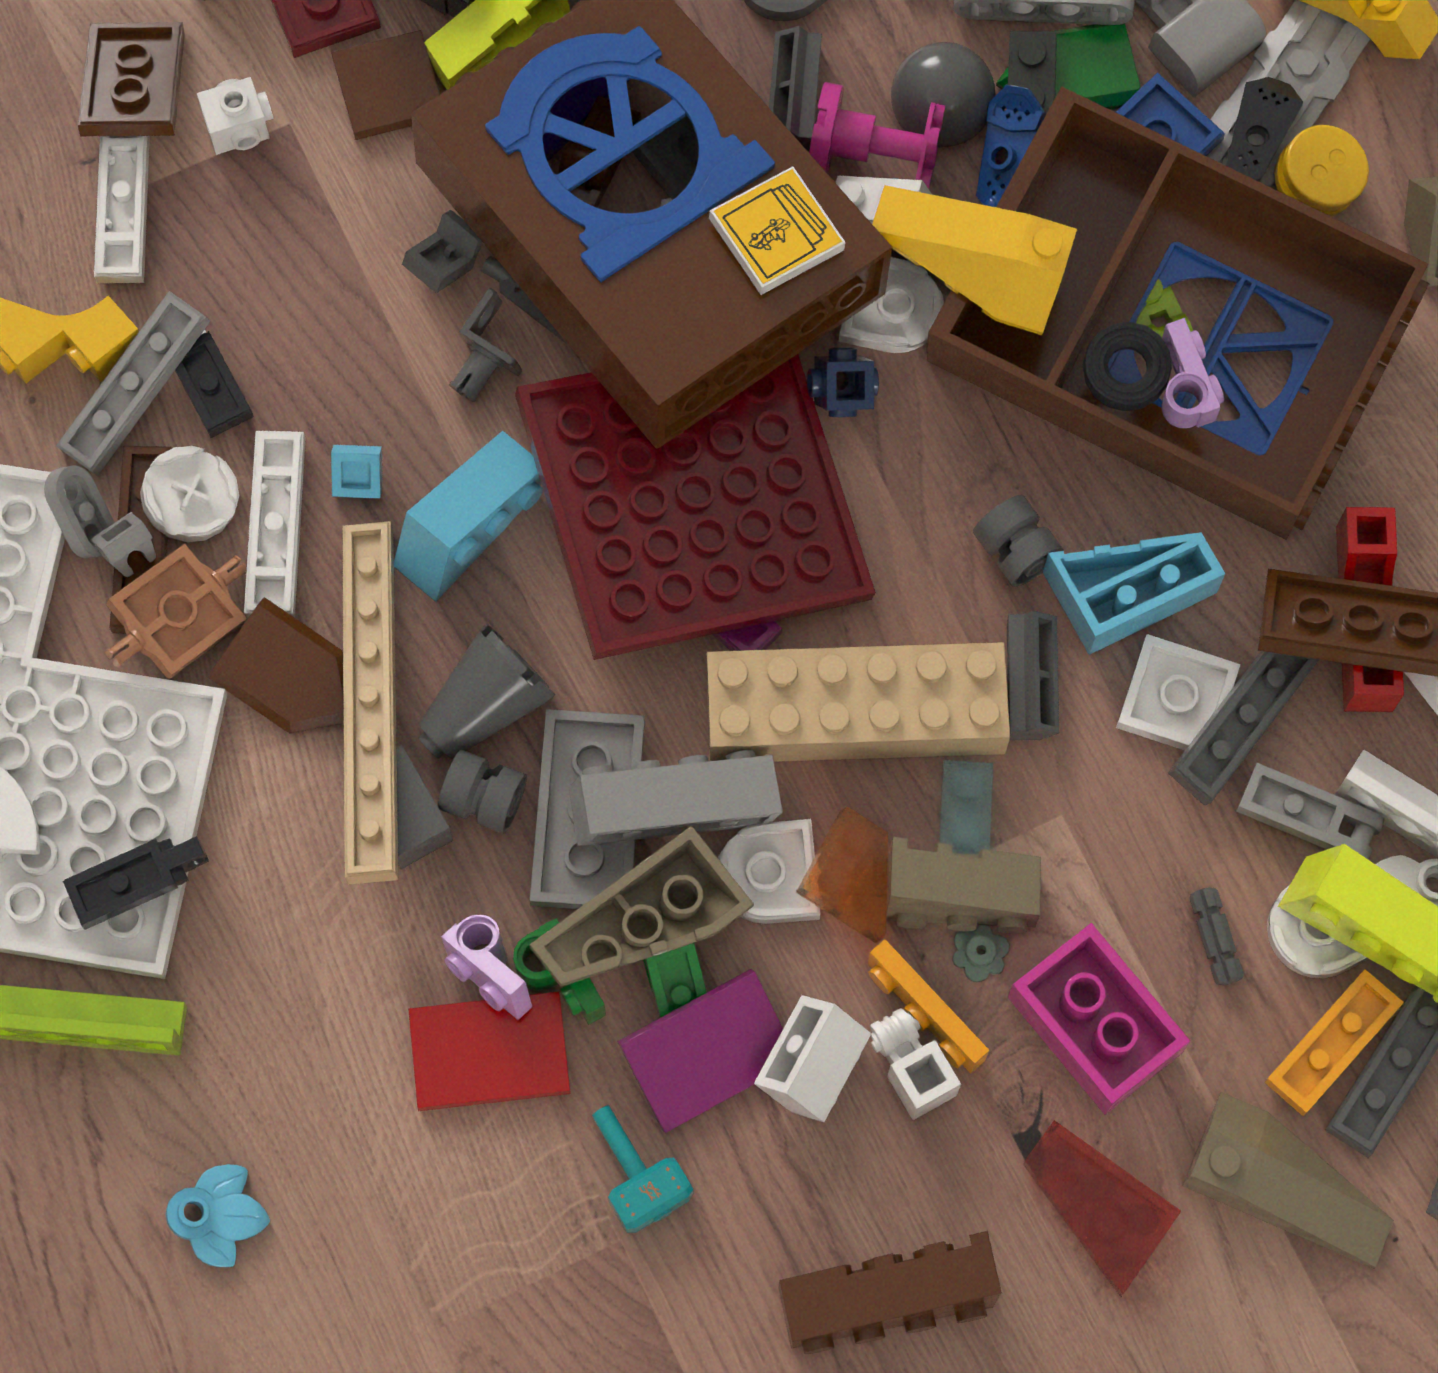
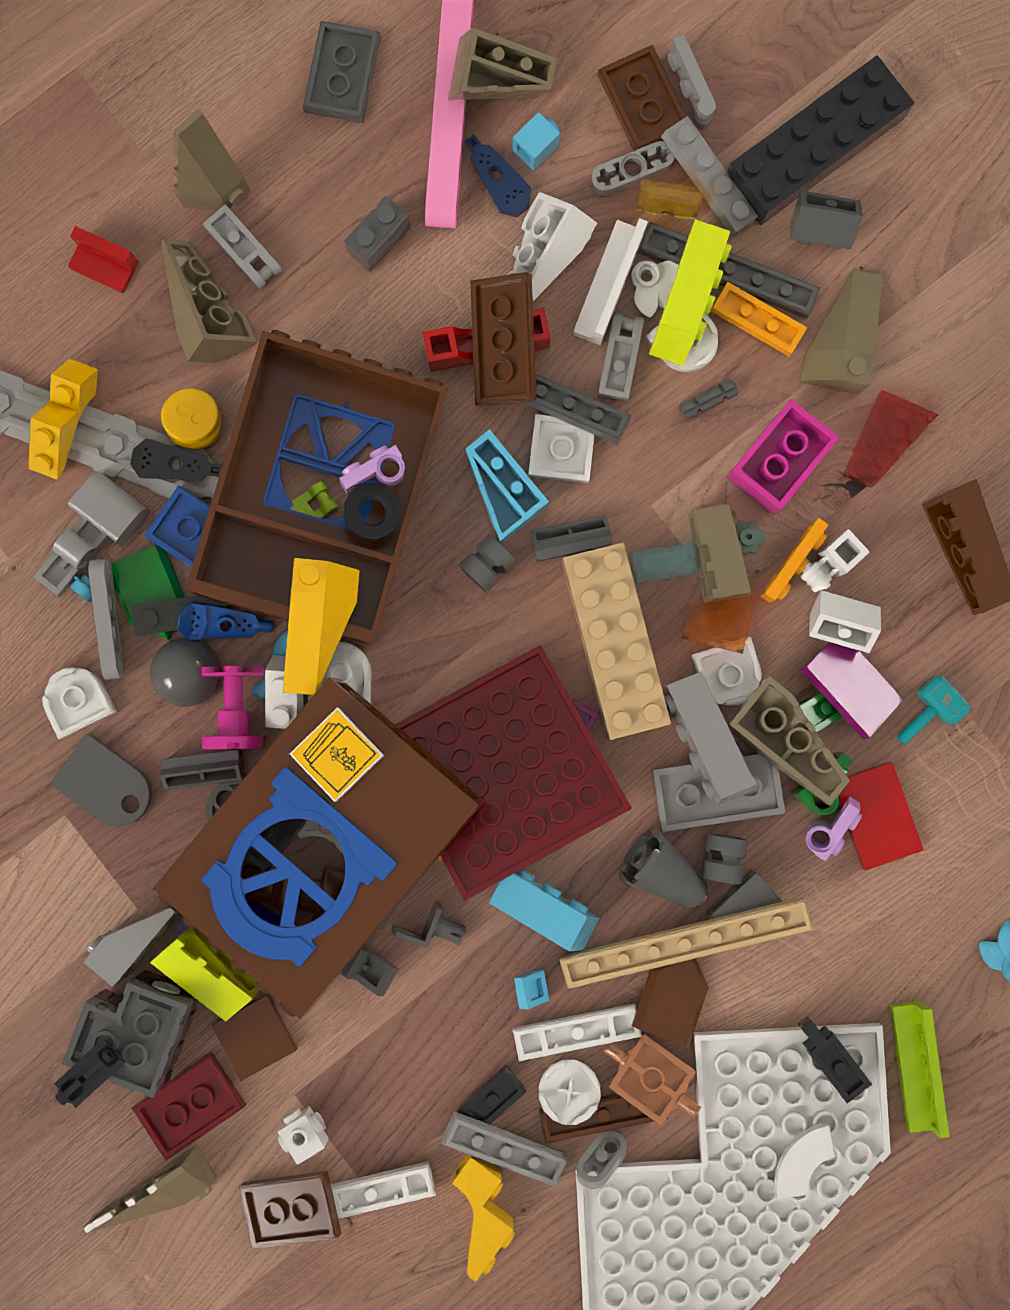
camera: 100 degrees left, 15 degrees up
(123, 538) = (616, 1127): light grey tile -> none
(858, 388) = (406, 693): dark blue brick -> none

